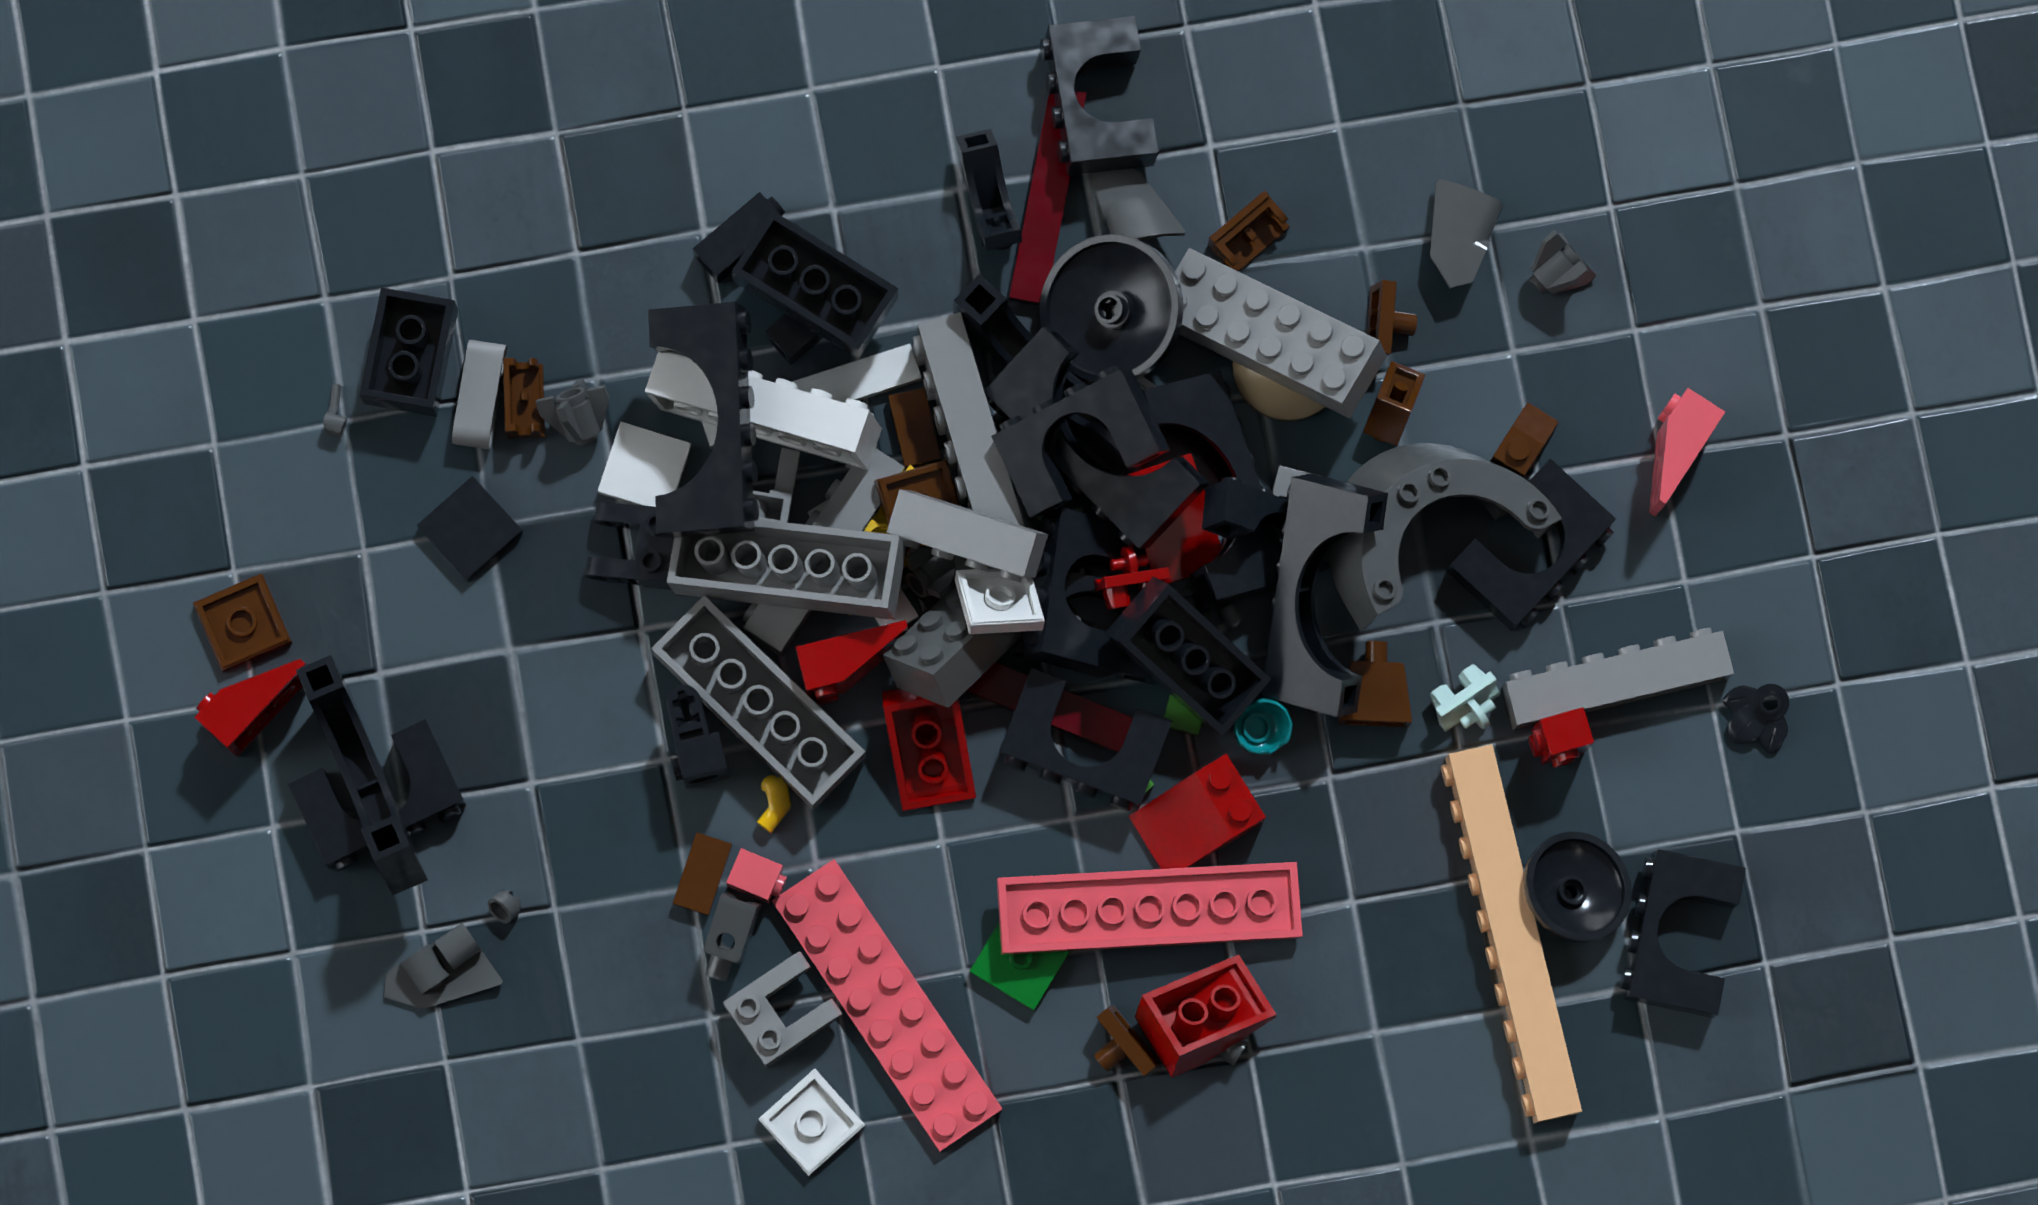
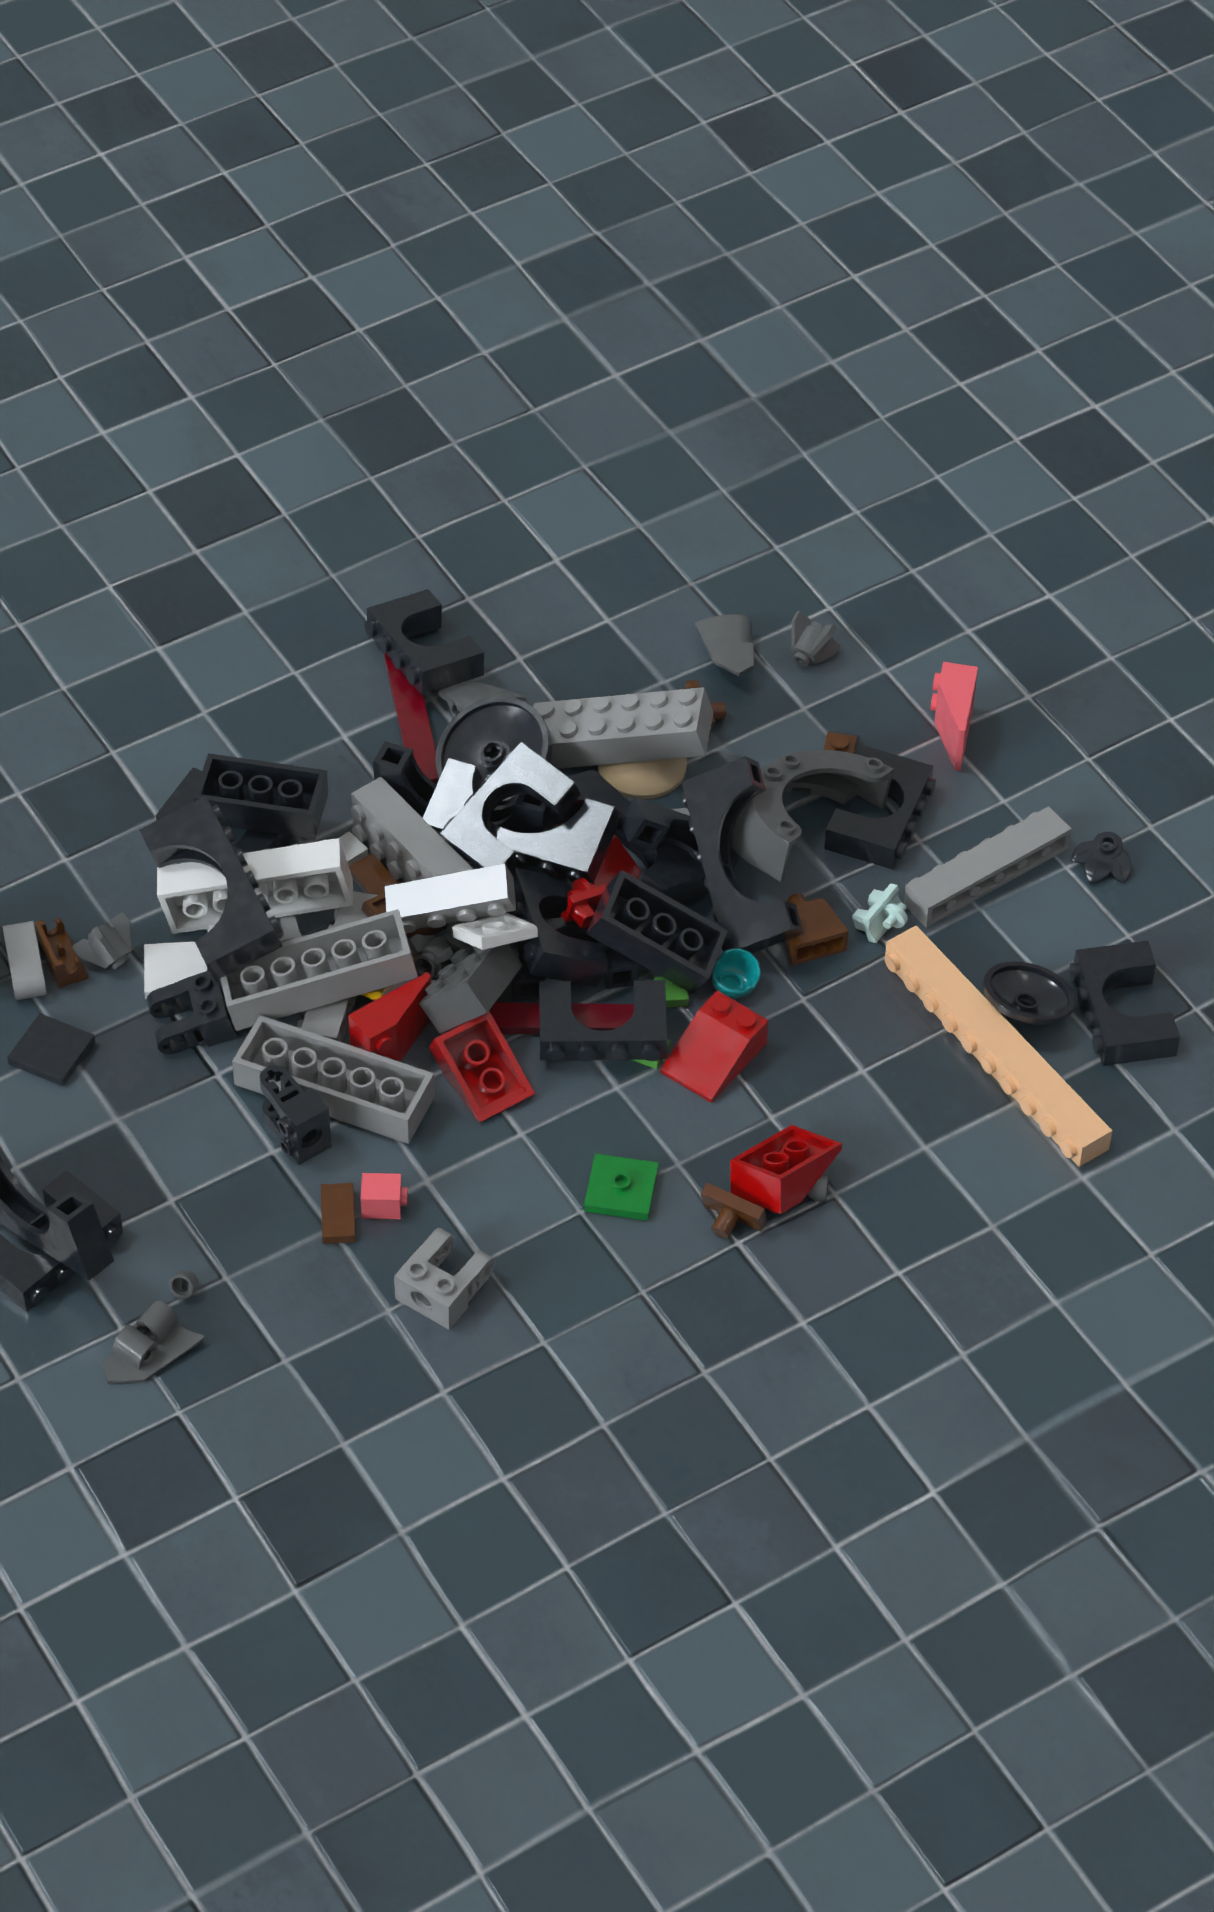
camera: 15 degrees left, 30 degrees down
(735, 916) = (378, 1231): dark grey torso -> none
(778, 801) = (376, 1141): yellow arm -> none
(811, 1122) = (503, 1351): white tile -> none
(887, 1005) = (531, 1253): coral plate -> none
(988, 190) = (363, 720): black arch -> none
(1149, 908) = (705, 1114): coral plate -> none
(1249, 232) = (575, 683): reddish brown hinge -> none
(1394, 403) = (731, 749): reddish brown slope -> none
(1561, 737) = (965, 904): red brick -> none

